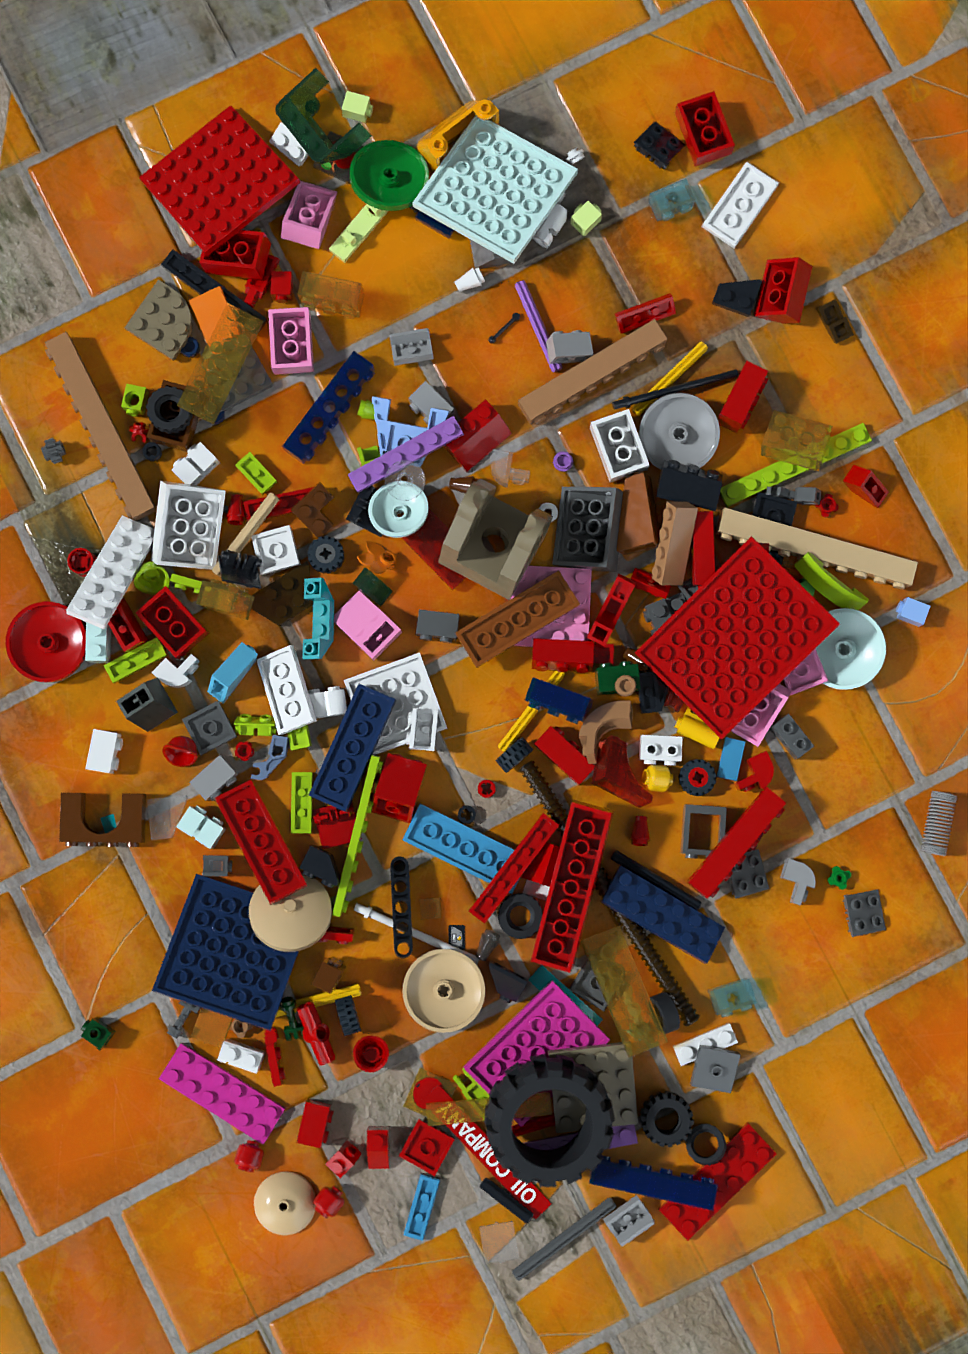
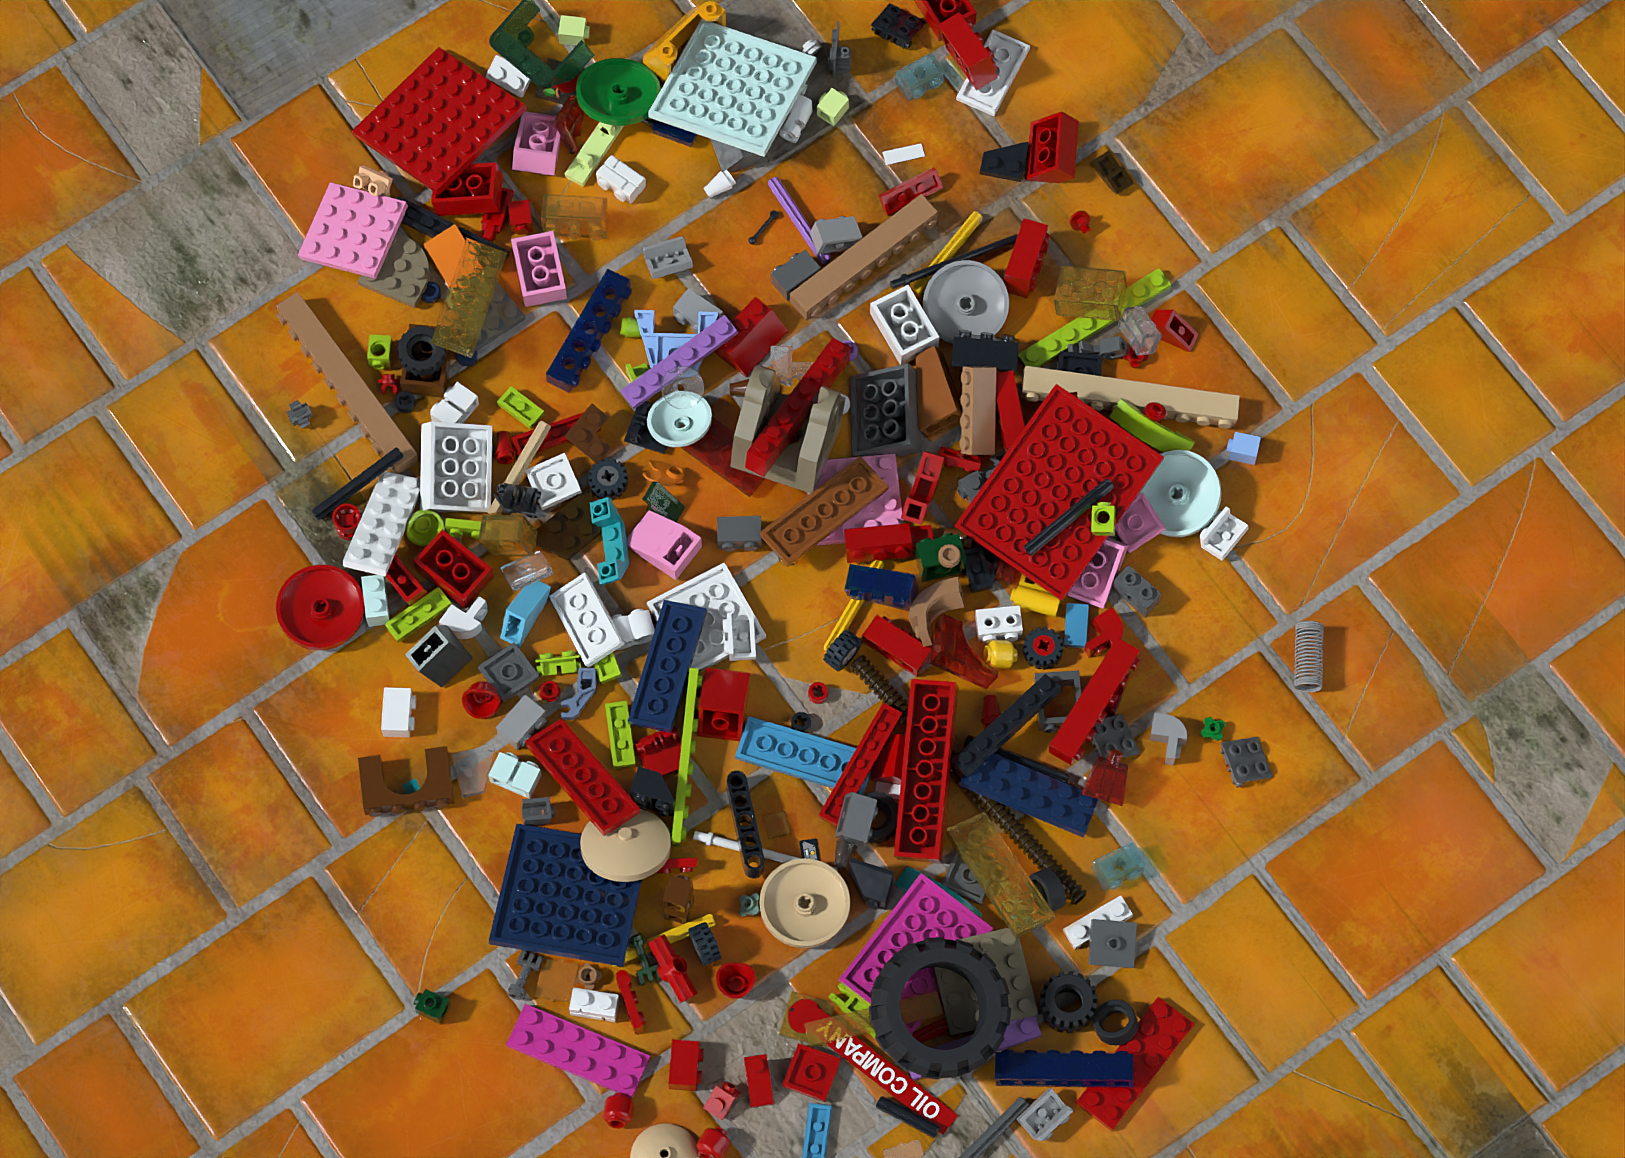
camera: 10 degrees left, 15 degrees down
(96, 527) = (357, 483): none -> black axle
(126, 277) = (353, 230): none -> bright pink plate
(153, 233) = (375, 182): none -> light nougat hips
(238, 635) = (526, 571): none -> clear tile
(340, 199) = (570, 123): none -> clear red wing
(379, 262) = (620, 179): none -> white brick
(398, 986) = (753, 909): none -> sand green plate
(501, 922) = (856, 818): none -> dark grey brick
(507, 518) = (797, 407): none -> red brick
(526, 379) = (794, 273): none -> dark grey brick
(599, 170) = (839, 56): none -> dark grey hinge
(644, 273) = (903, 154): none -> white sticker
(652, 853) = (1006, 725): none -> black plate
(721, 182) = (968, 50): none -> red brick
(735, 915) = (1107, 779): none -> clear red torso
(742, 665) = (1068, 516): none -> black axle
(770, 683) = (1105, 529): none -> lime brick
(797, 365) = (1080, 221): none -> red plate
(835, 484) = (1139, 330): none -> clear brick
(837, 569) = (1155, 411): none -> red plate
(879, 693) = (1222, 534): none -> white bracket

